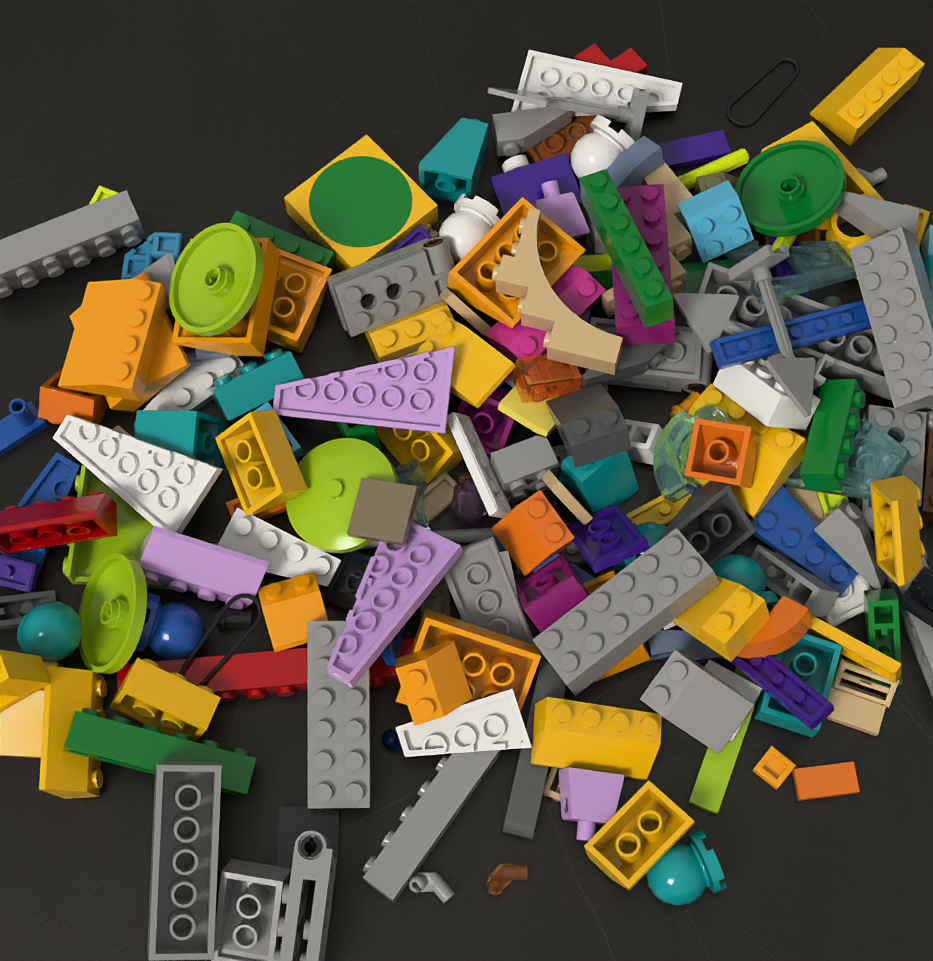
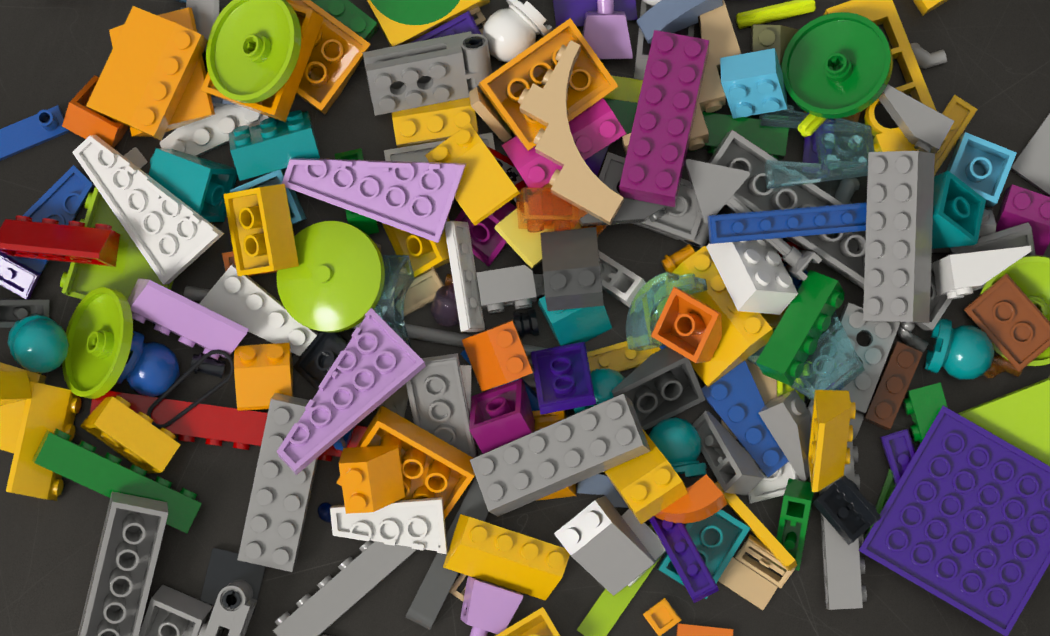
camera: 10 degrees right, 15 degrees up
(383, 511) = (362, 310): dark tan tile -> none
(566, 497) = (537, 329): tan tile -> none
(626, 248) = (648, 110): green brick -> none
(792, 373) = (775, 269): light grey piece -> none

